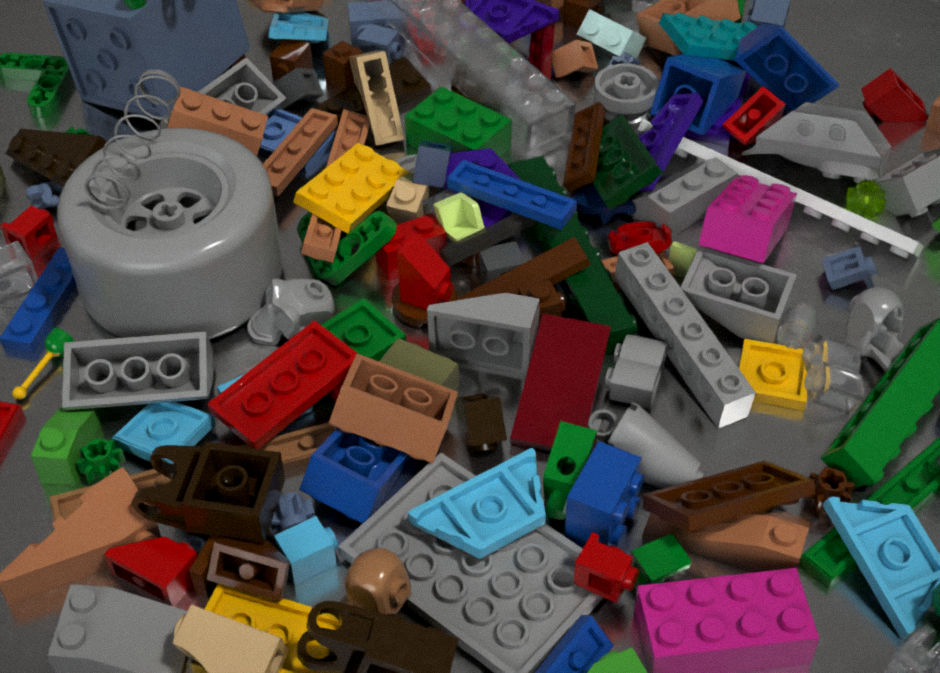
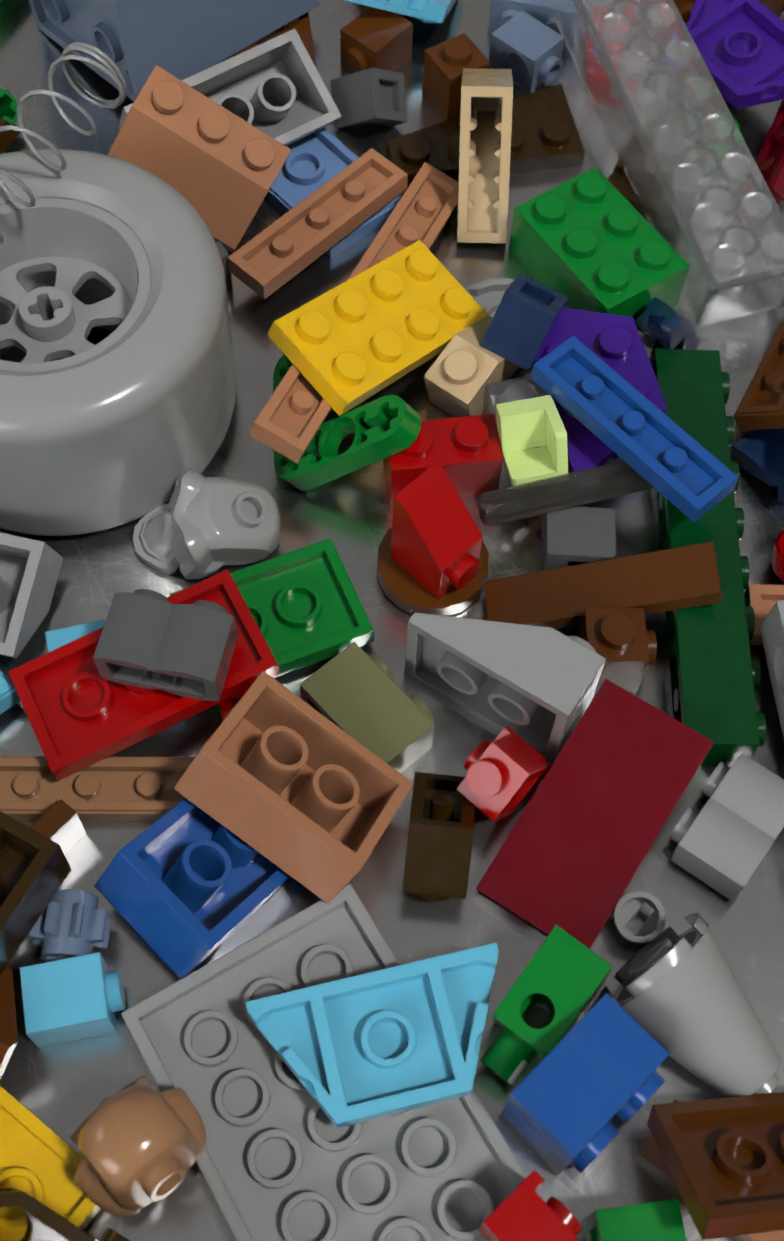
camera: 15 degrees right, 15 degrees up
(297, 359) = (167, 645): none -> dark grey brick
(504, 378) = (503, 774): none -> red brick
(511, 150) = (667, 326): none -> dark blue slope

